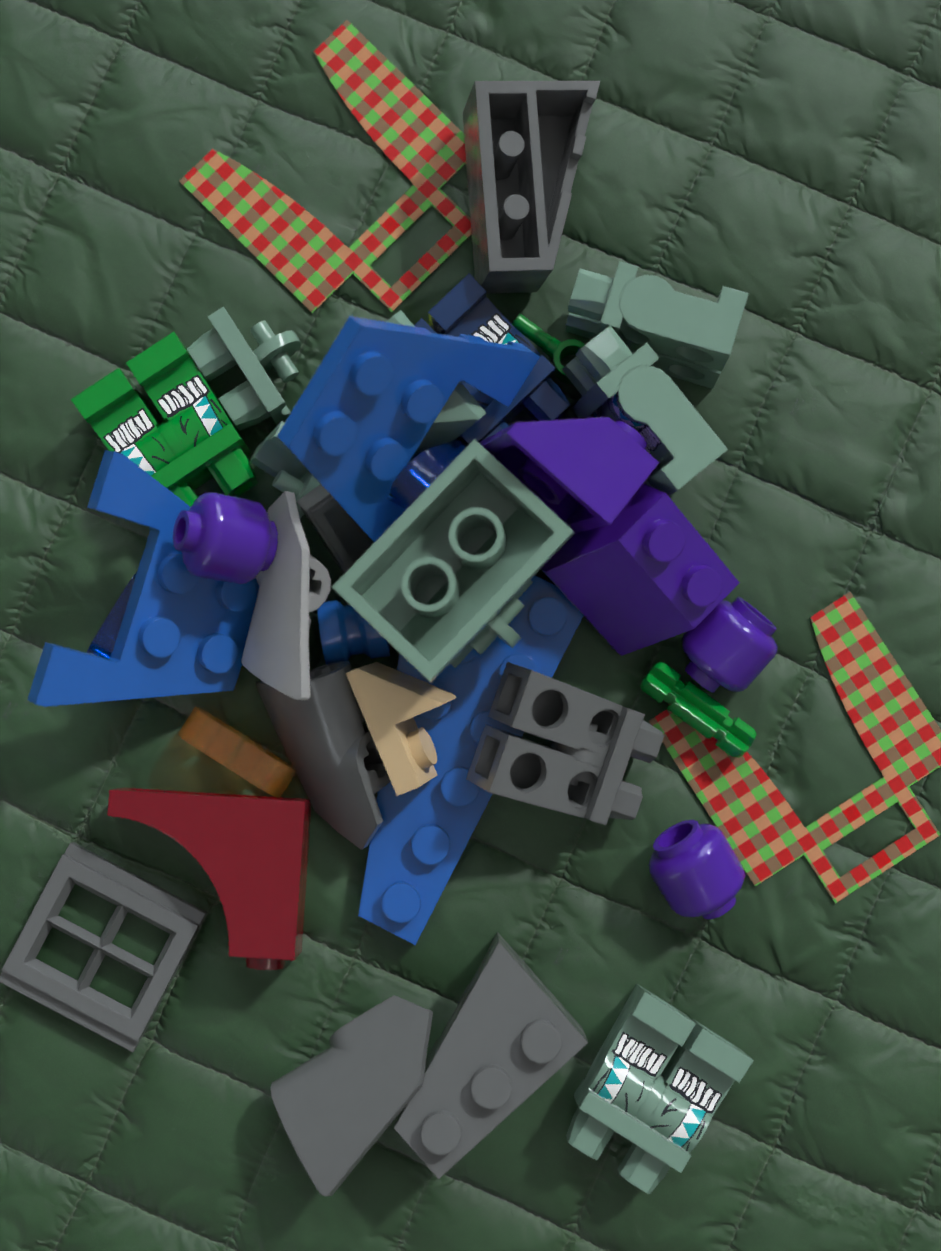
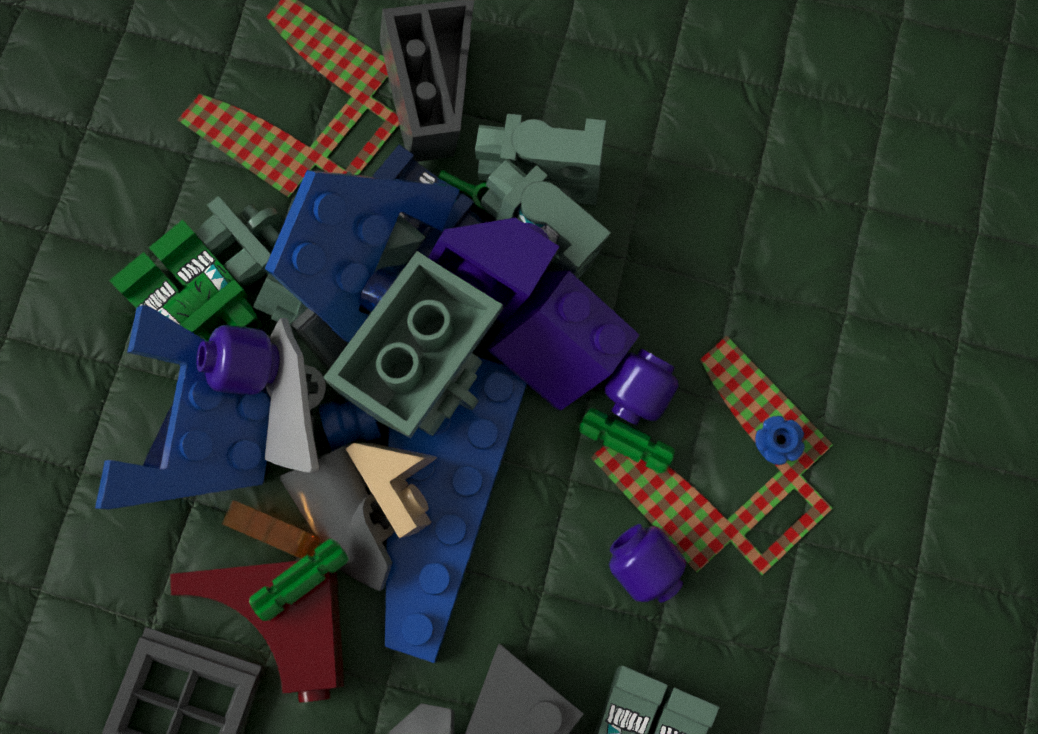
camera: 10 degrees left, 10 degrees down
(266, 825) = (298, 580): none -> green axle
(587, 754) = (545, 484): dark grey hips -> none
(875, 745) = (768, 446): none -> blue plate

